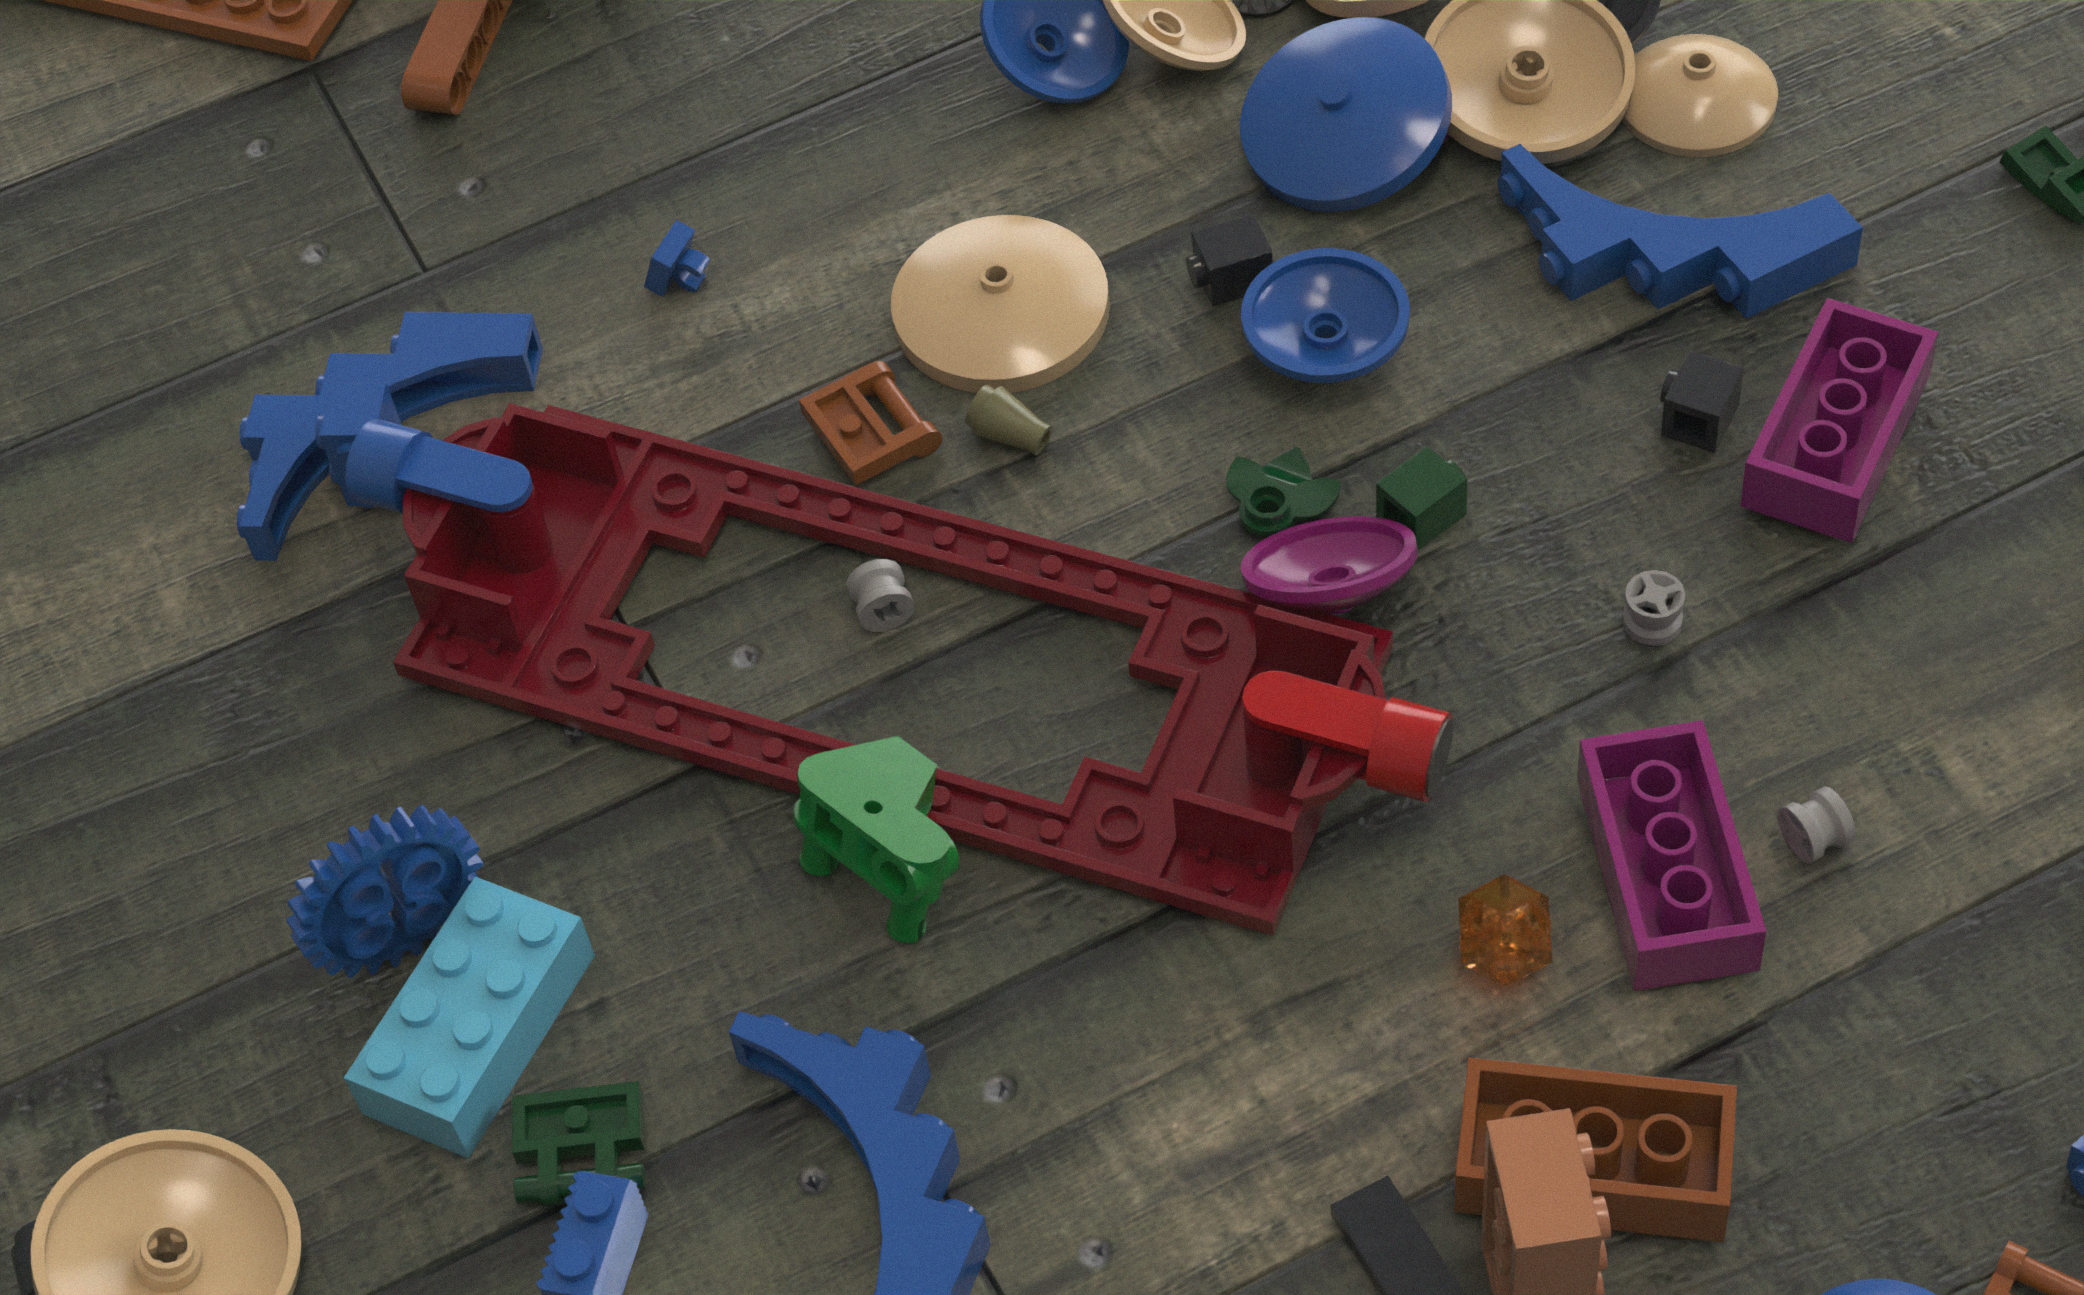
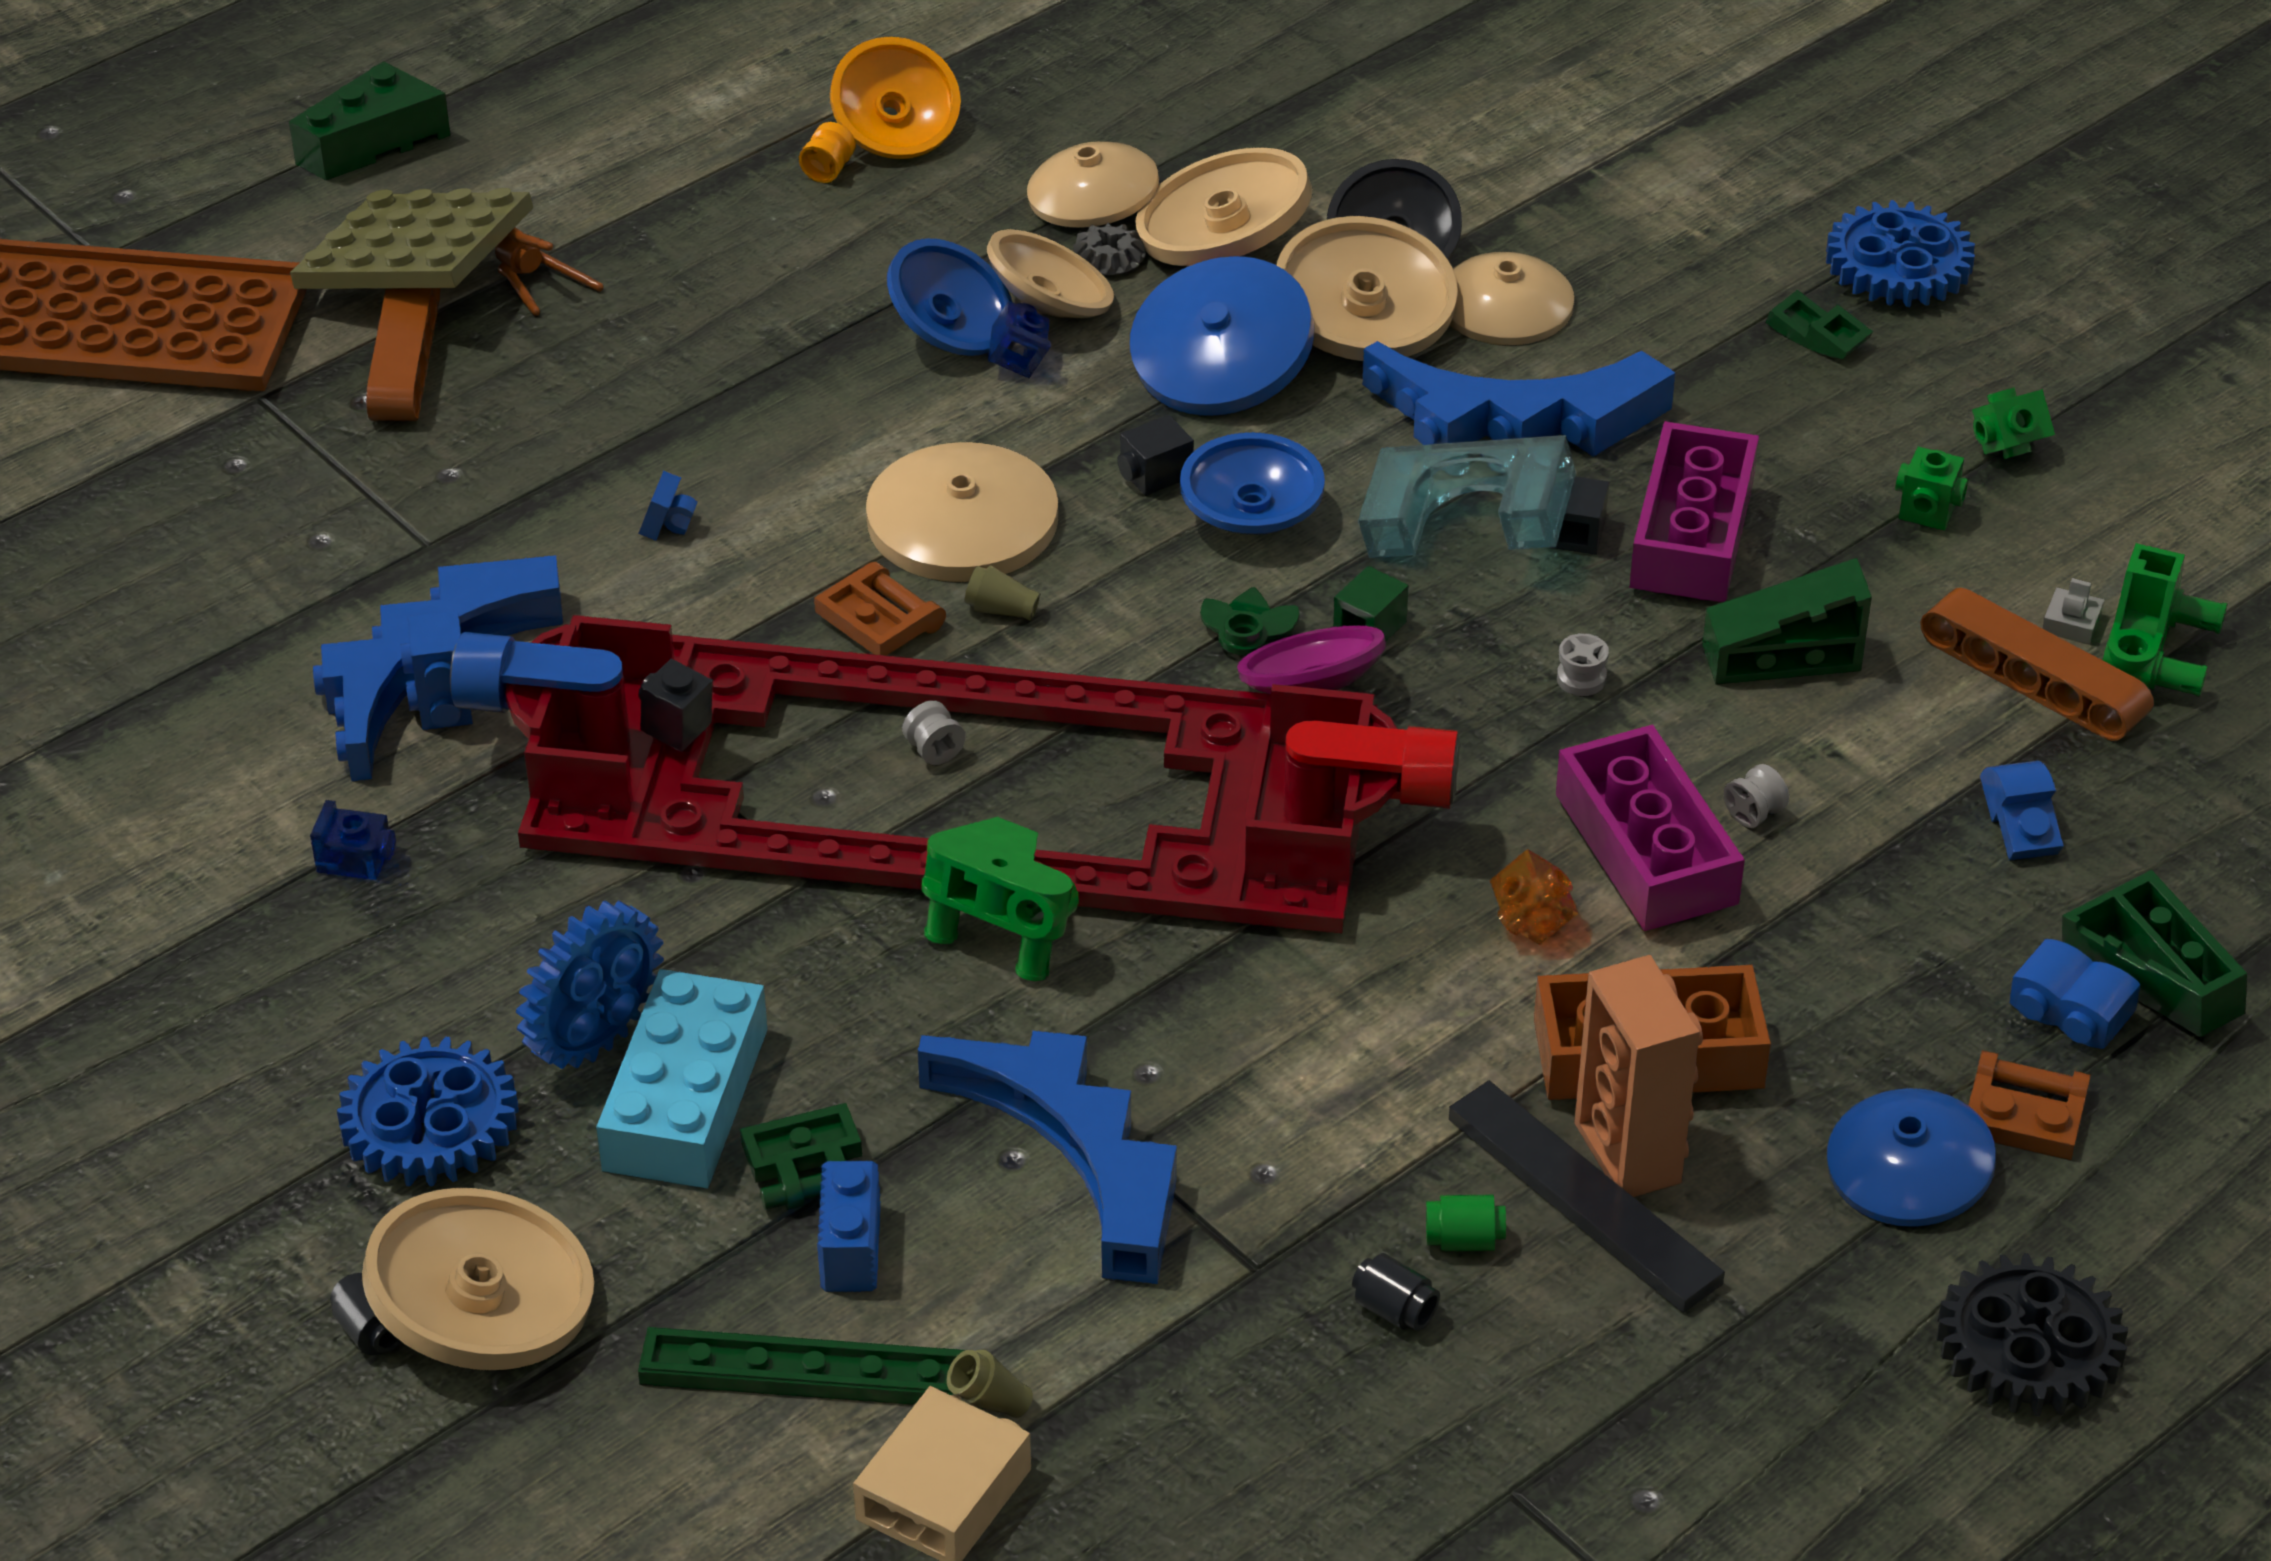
camera: 20 degrees left, 10 degrees down
(192, 1011) = (463, 1122): none -> blue gear
(219, 644) = (351, 842): none -> clear blue brick
(592, 530) = (675, 704): none -> black brick
(1125, 78) = (1026, 327): none -> clear blue brick
(1518, 332) = (1416, 479): none -> clear light blue arch
(1916, 598) = (1791, 628): none -> dark green wedge

